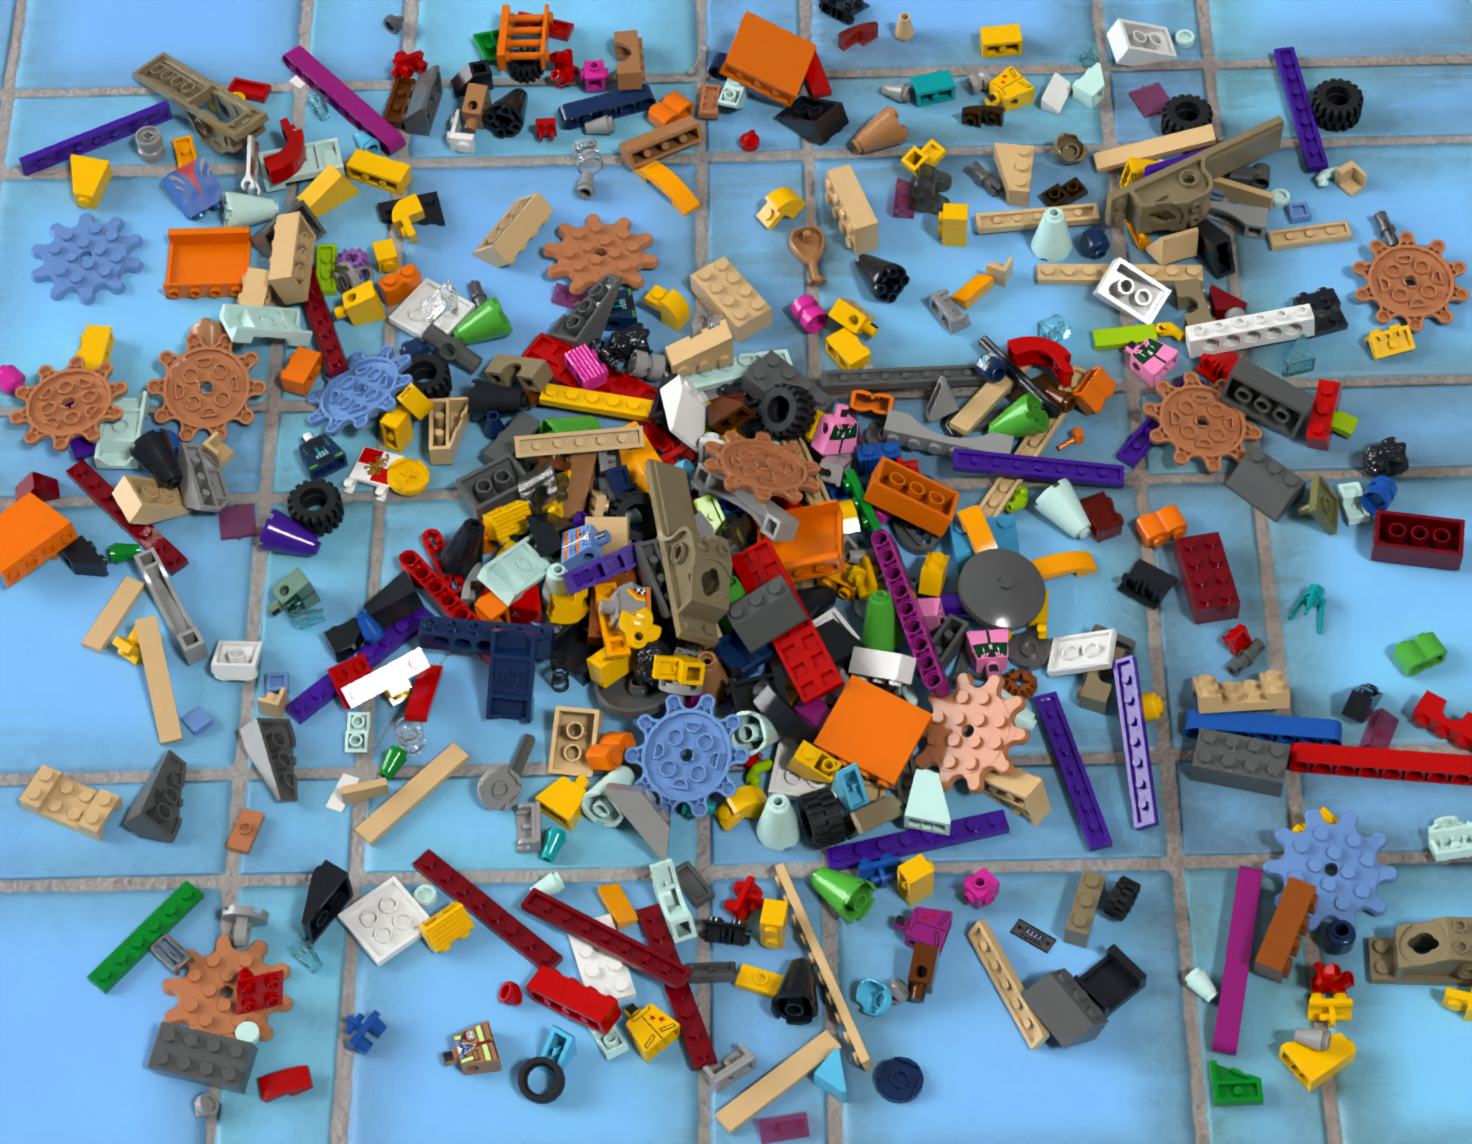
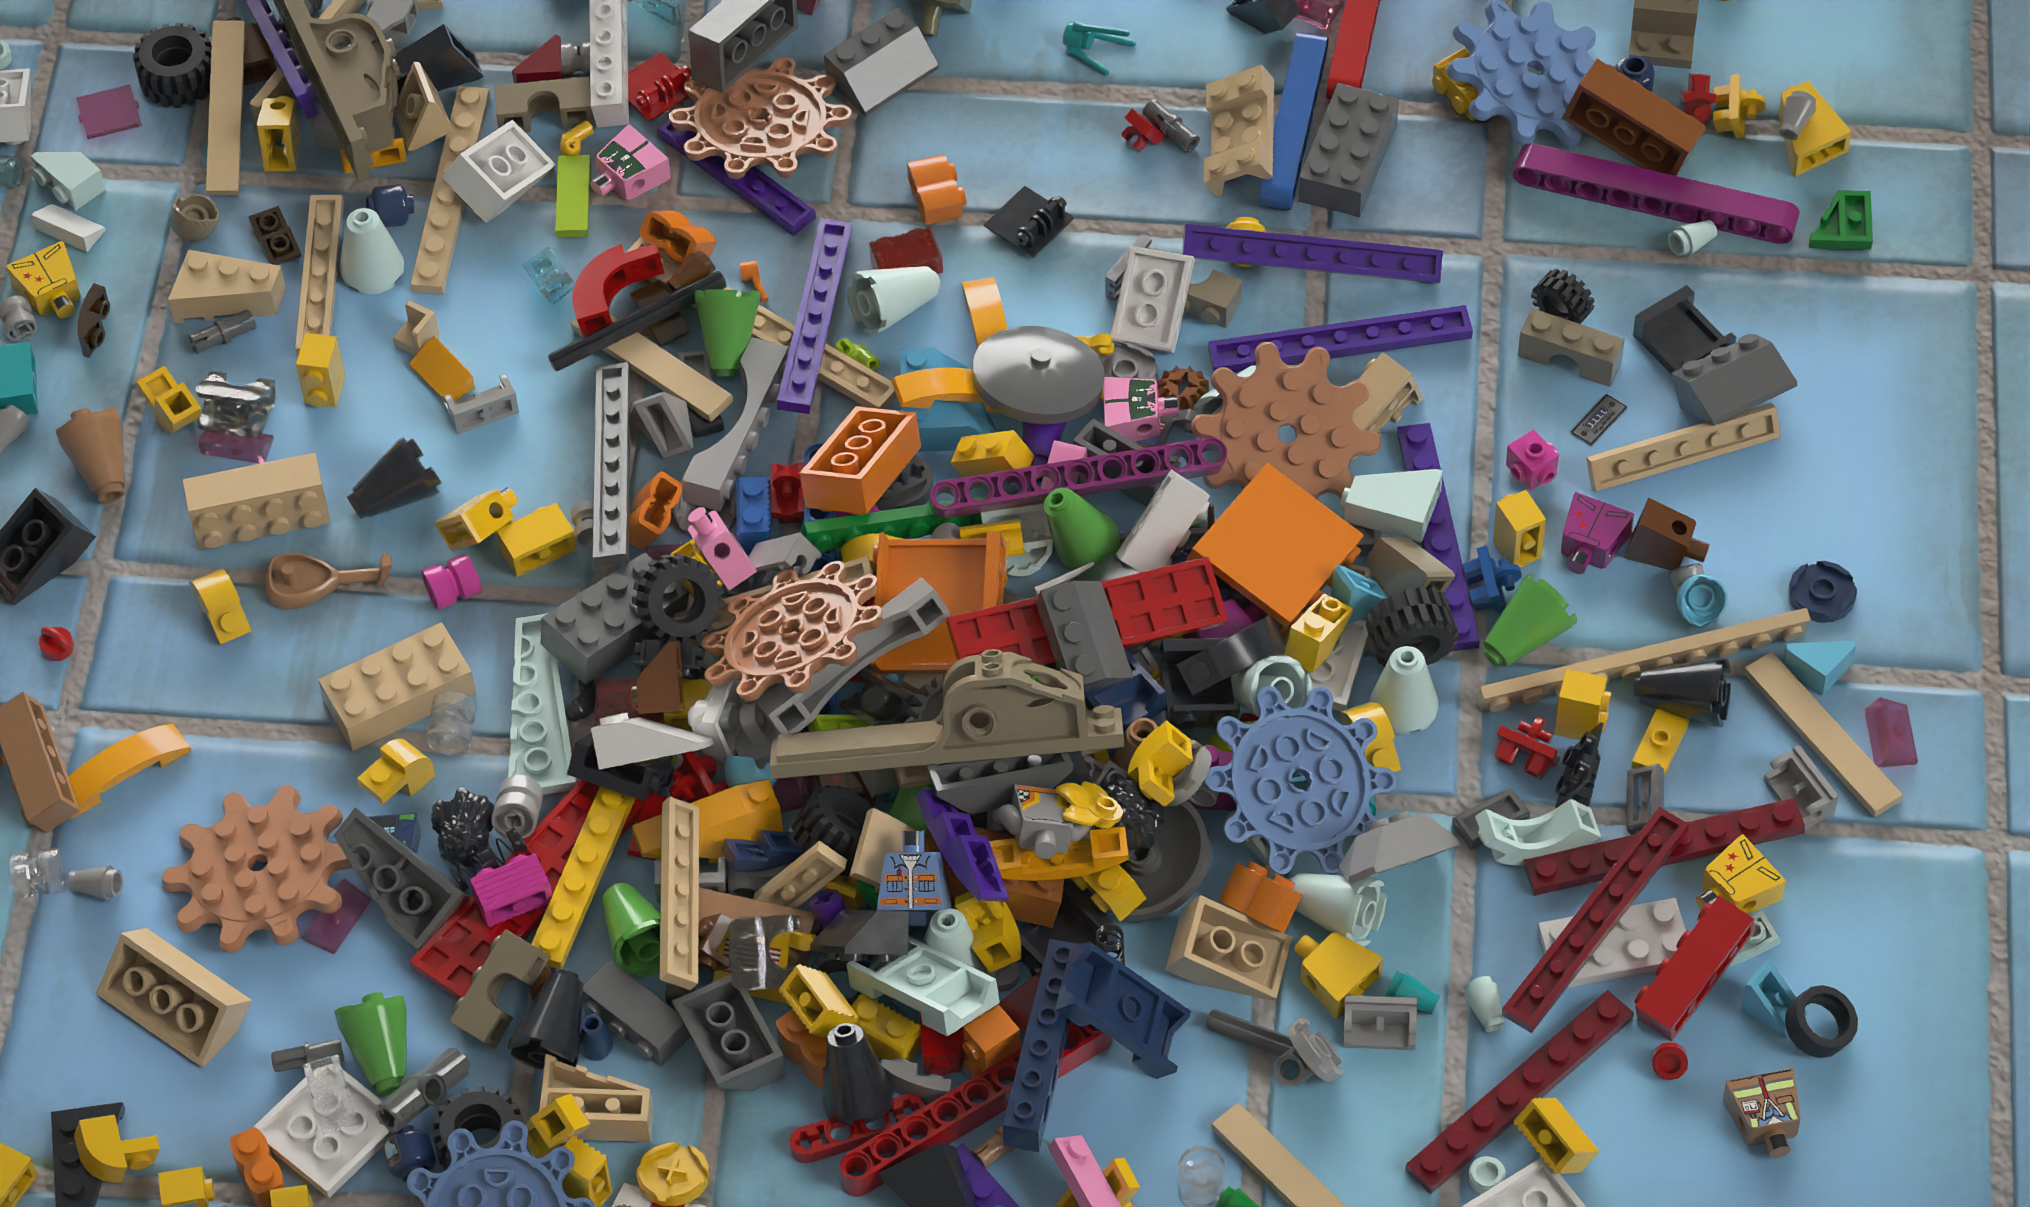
camera: 85 degrees left, 0 degrees up
(423, 694) = (1143, 1148): red tile -> none
(617, 905) = (1521, 916): light orange slope -> none
(701, 353) = (515, 718): tan wedge -> none
(991, 367) = (618, 350): dark blue head -> none
(1206, 578) = (1035, 147): dark red brick -> none

